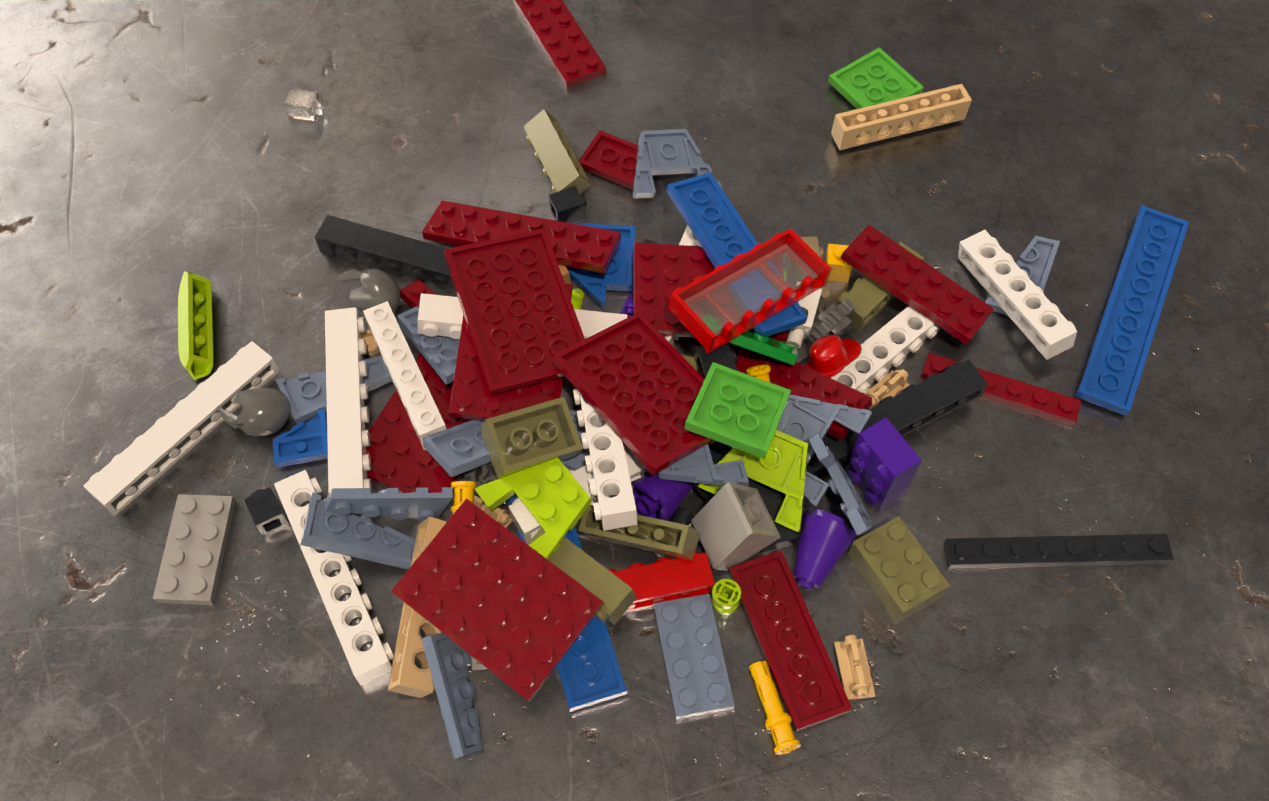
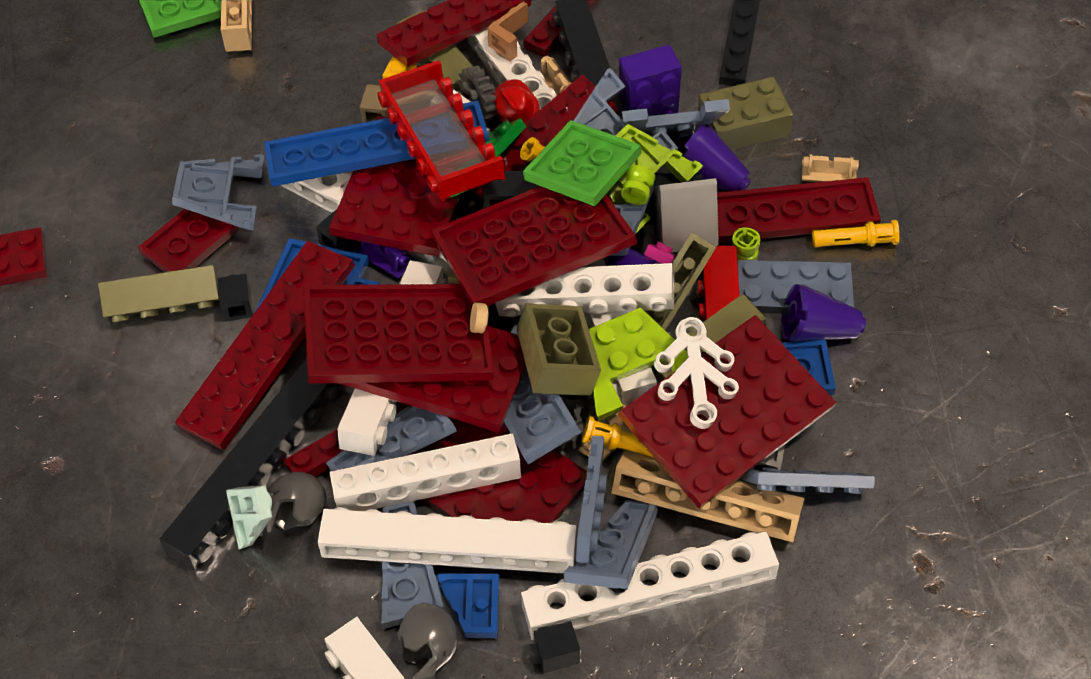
camera: 75 degrees left, 5 degrees down
(353, 258) = (250, 512): none -> light aqua wing
(518, 553) = (696, 368): none -> white plant
(541, 364) = (479, 318): none -> tan tile
(648, 682) = (819, 317): none -> dark purple cone
(680, 511) = (660, 253): none -> dark pink plate
(729, 465) = (638, 185): none -> lime wheel
(920, 324) = (501, 31): none -> medium nougat bracket

